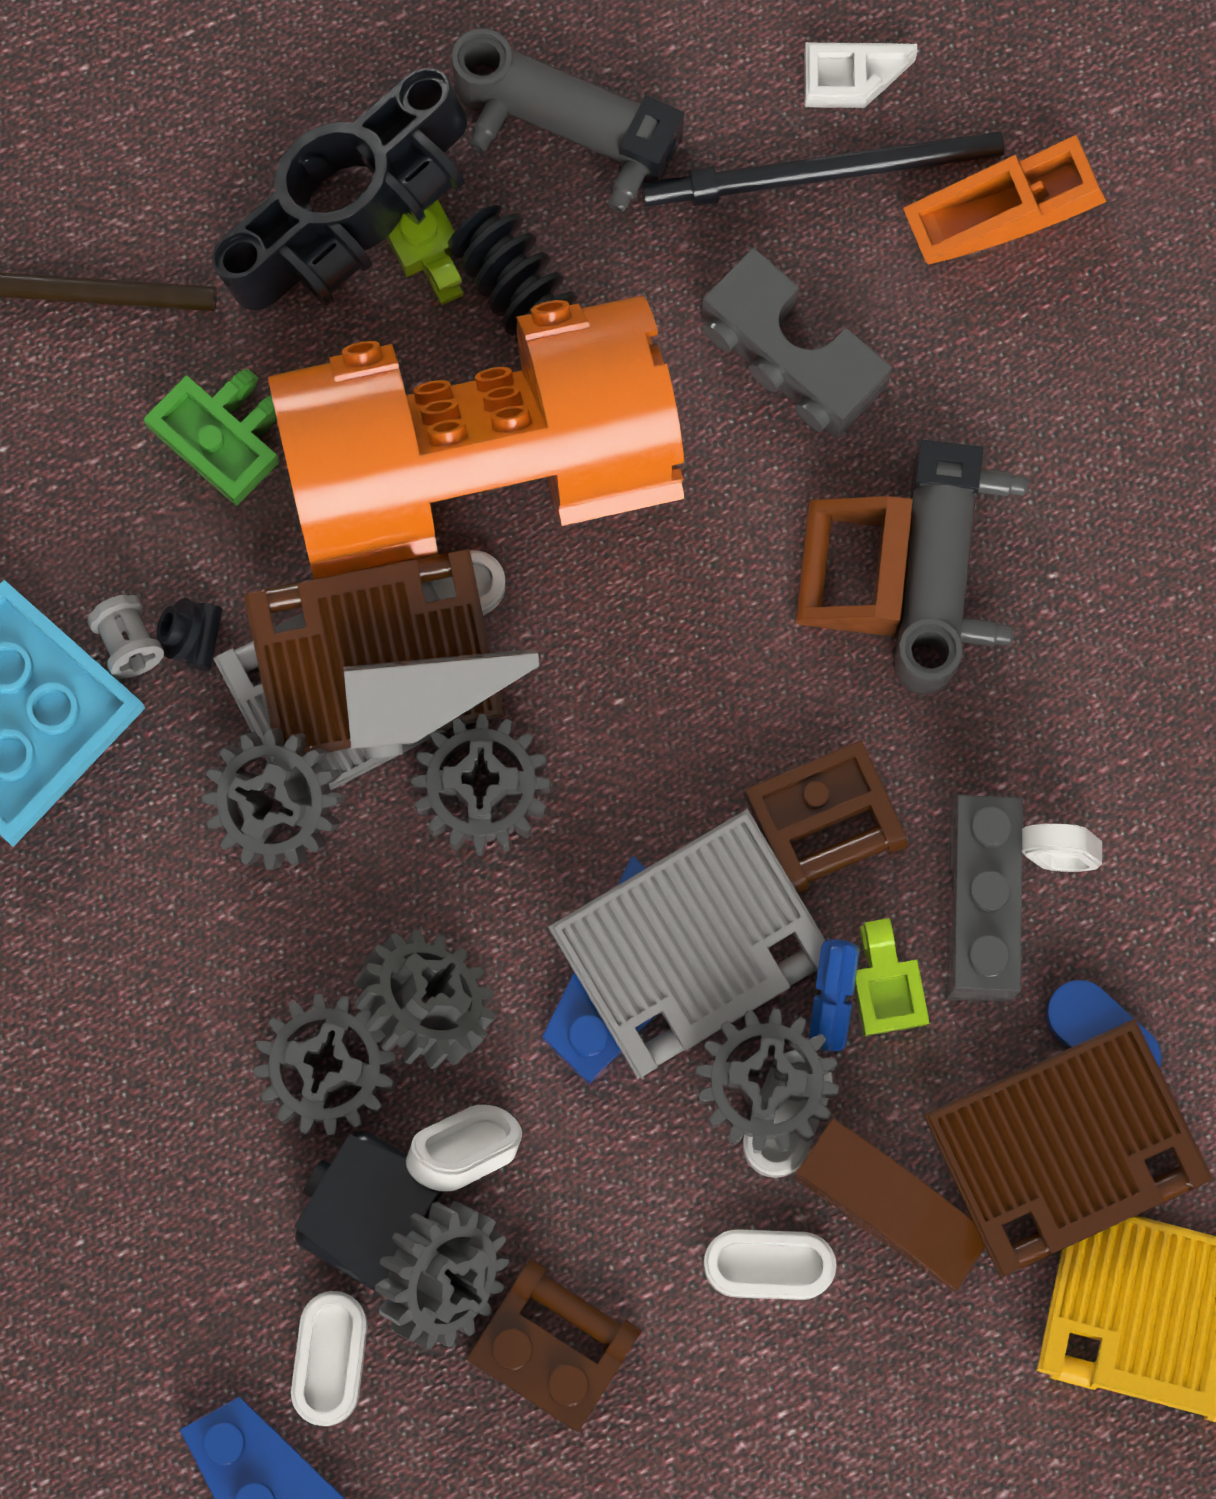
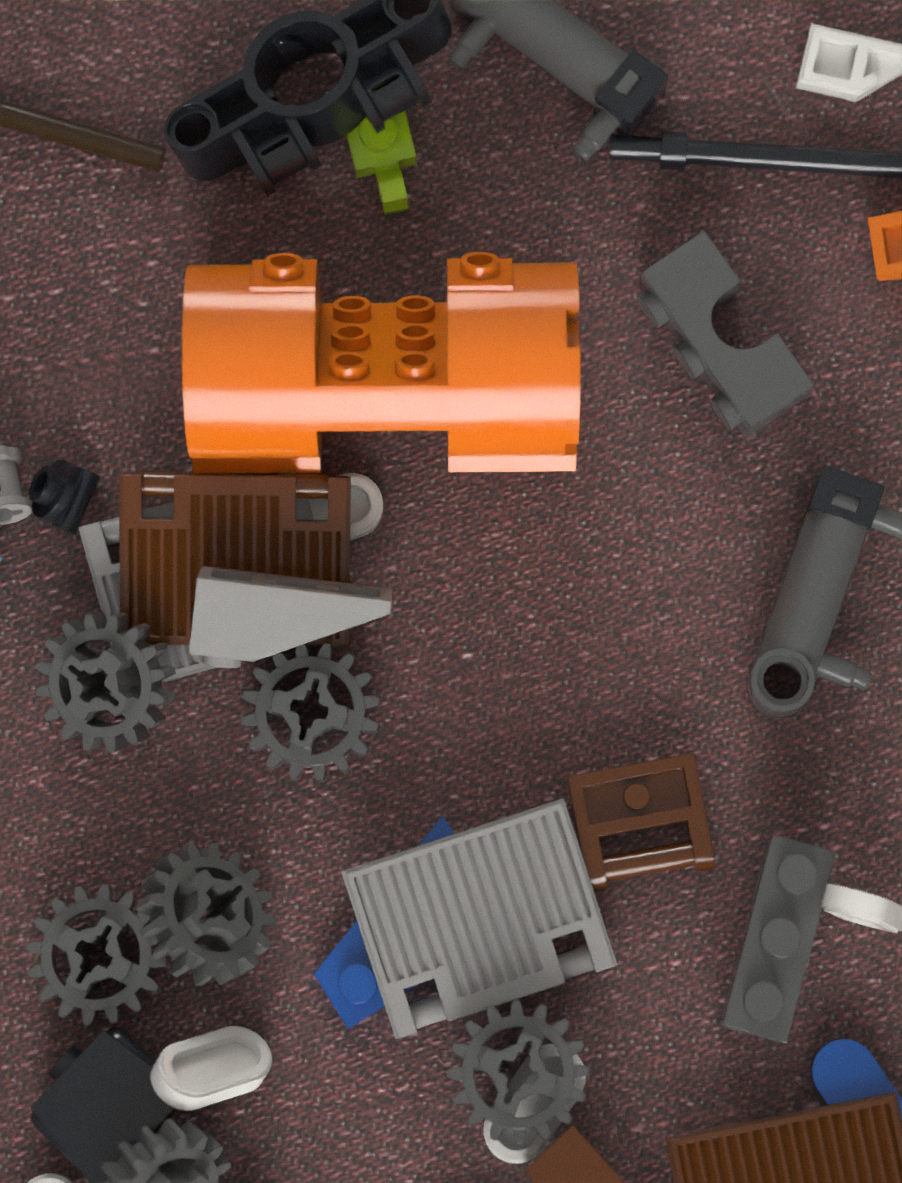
camera: 20 degrees right, 5 degrees up
(212, 438) = (127, 304): bright green hinge -> none
(503, 267) = (455, 198): black piece -> none
(836, 980) = (611, 988): blue piece -> none
(884, 614) = (765, 584): dark orange tile -> none
(887, 992) = (661, 1008): lime plate -> none

